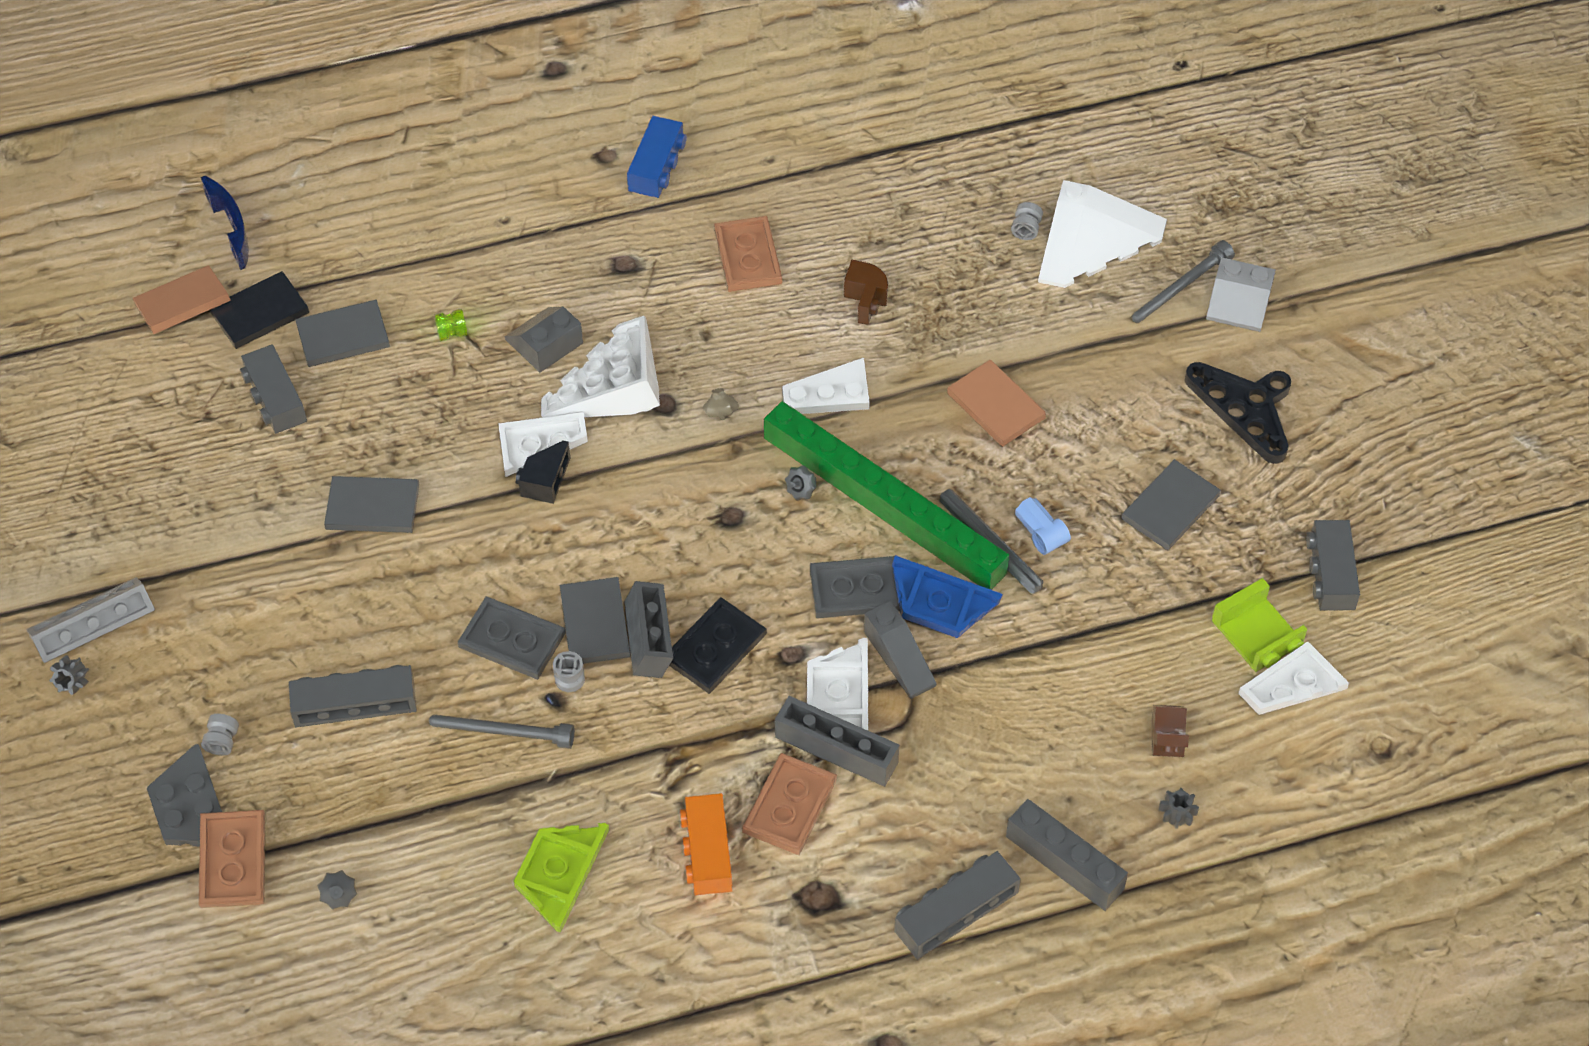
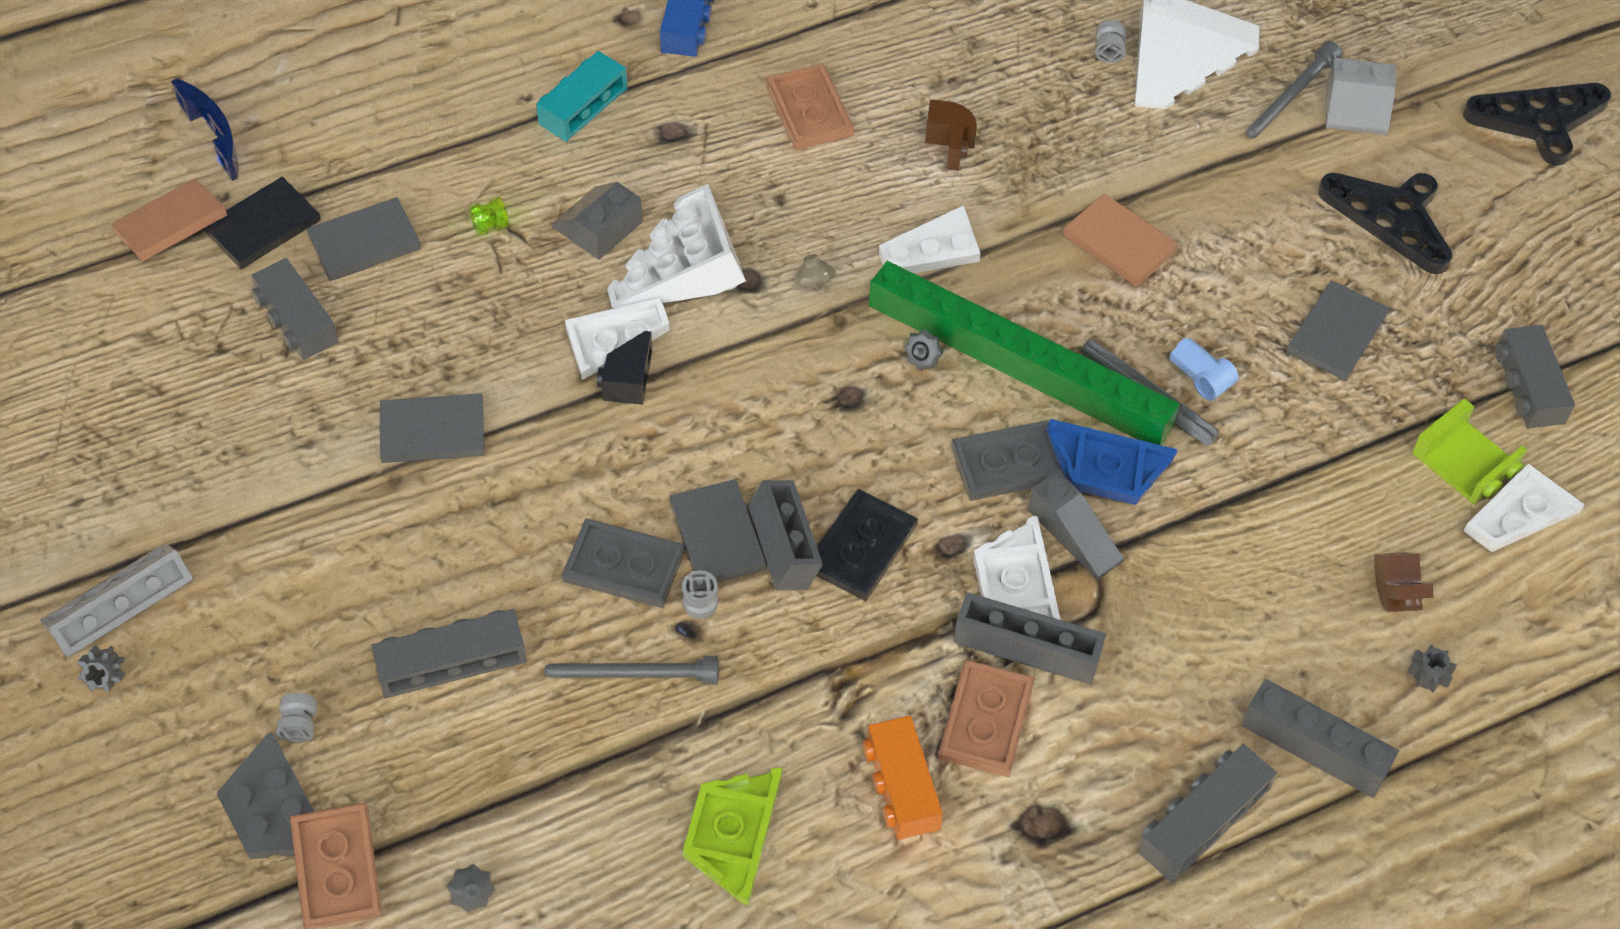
camera: 10 degrees left, 0 degrees up
(550, 224) = (581, 95): none -> teal brick
(1391, 328) = (1525, 119): none -> black beam

